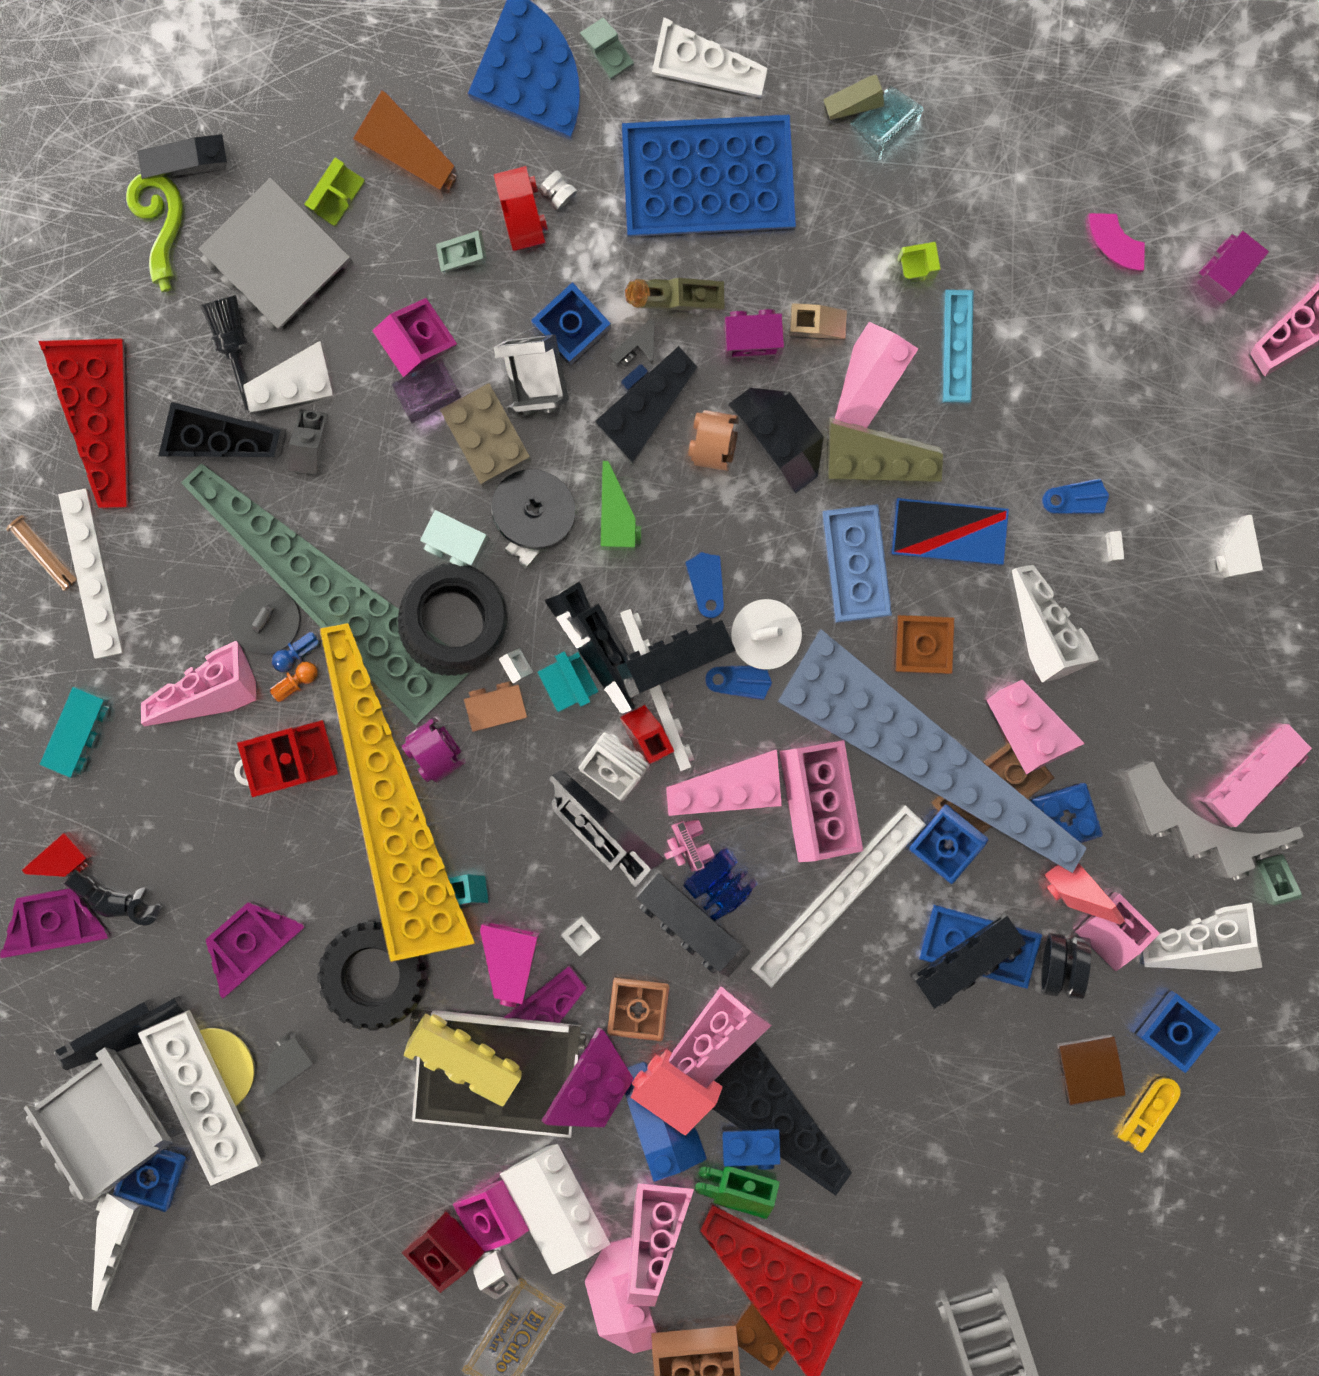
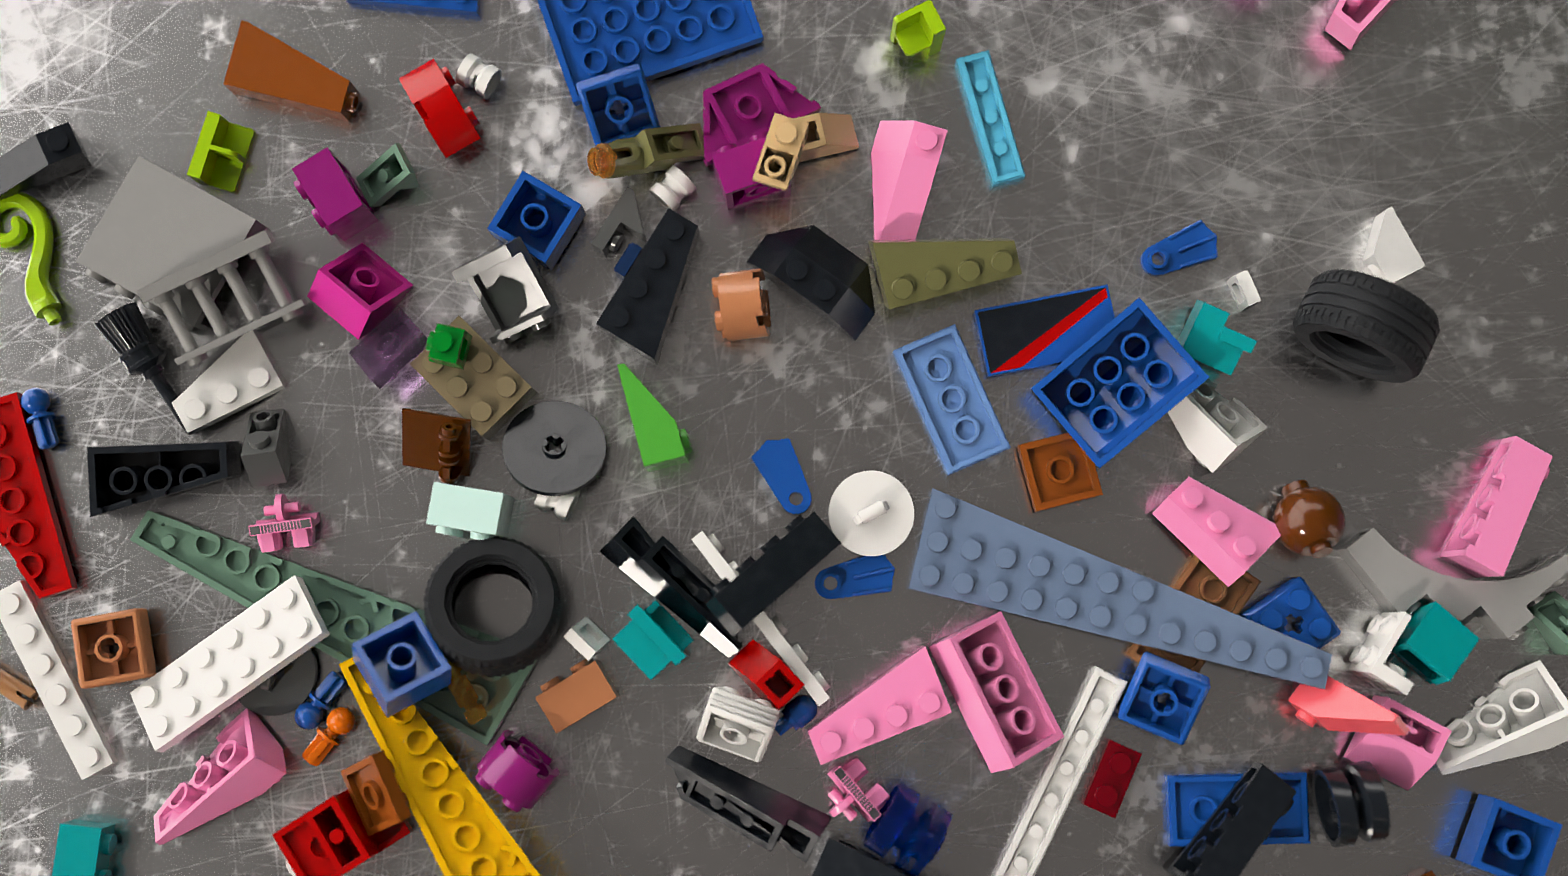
camera: 15 degrees left, 5 degrees down
(134, 350) = (36, 402): none -> blue axle
(136, 548) = (98, 632): none -> nougat brick
(234, 602) = (229, 664): none -> white plate
(292, 506) = (269, 530): none -> bright pink hips
(317, 286) = (226, 264): none -> light grey fence
(323, 735) = (376, 793): none -> dark orange plate
(371, 642) = (401, 664): none -> blue brick
(409, 678) = (466, 695): none -> clear orange axle
(418, 256) = (334, 195): none -> magenta brick
(442, 478) = (436, 443): none -> reddish brown hinge
(475, 406) = (448, 346): none -> green brick
(650, 238) = (599, 96): none -> blue brick
(661, 772) = (797, 714): none -> blue cylinder
(686, 329) = (673, 188): none -> white wheel
(766, 282) = (746, 107): none -> magenta wing
(779, 333) = (781, 152): none -> tan slope
(890, 894) = (1111, 778): none -> dark red plate
(989, 590) = (1119, 382): none -> blue slope
(1074, 578) = (1212, 342): none -> teal plate
(1105, 741) = (1309, 519): none -> reddish brown brick
(1123, 876) = (1370, 657): none -> white bracket
(1168, 862) = (1435, 643): none -> teal plate
(1195, 603) = (1366, 325): none -> black tyre

